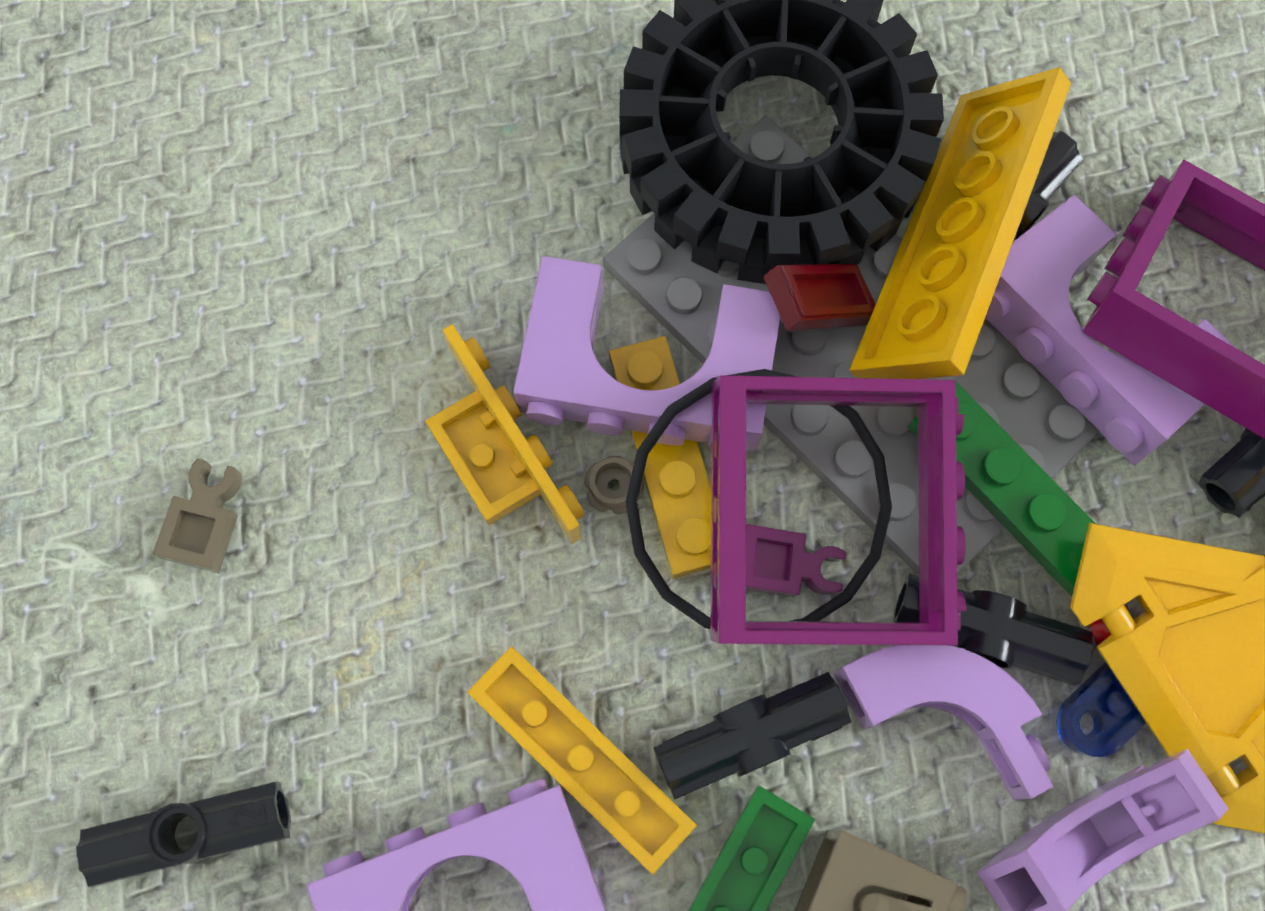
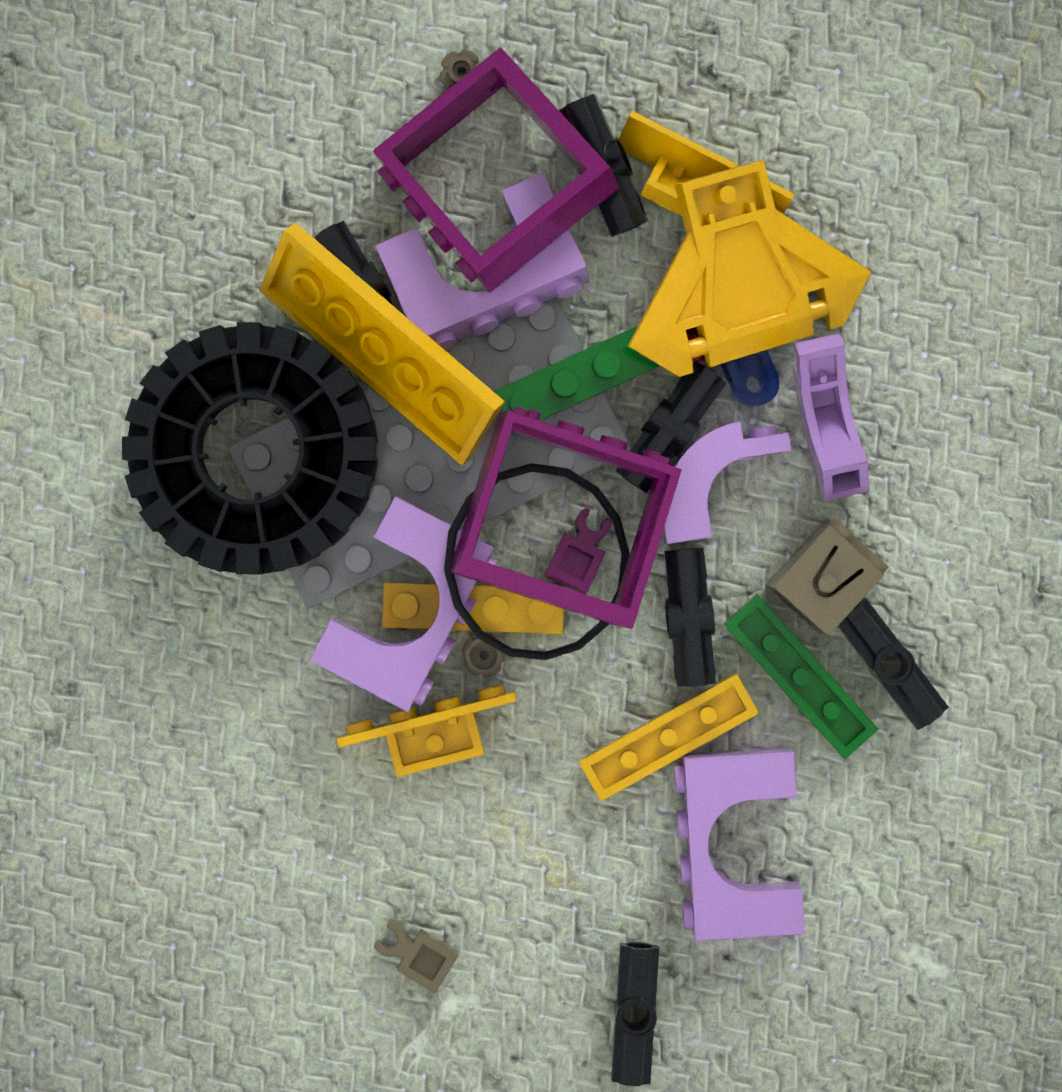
camera: 75 degrees left, 15 degrees up
(820, 296) = (401, 467): dark red tile -> none

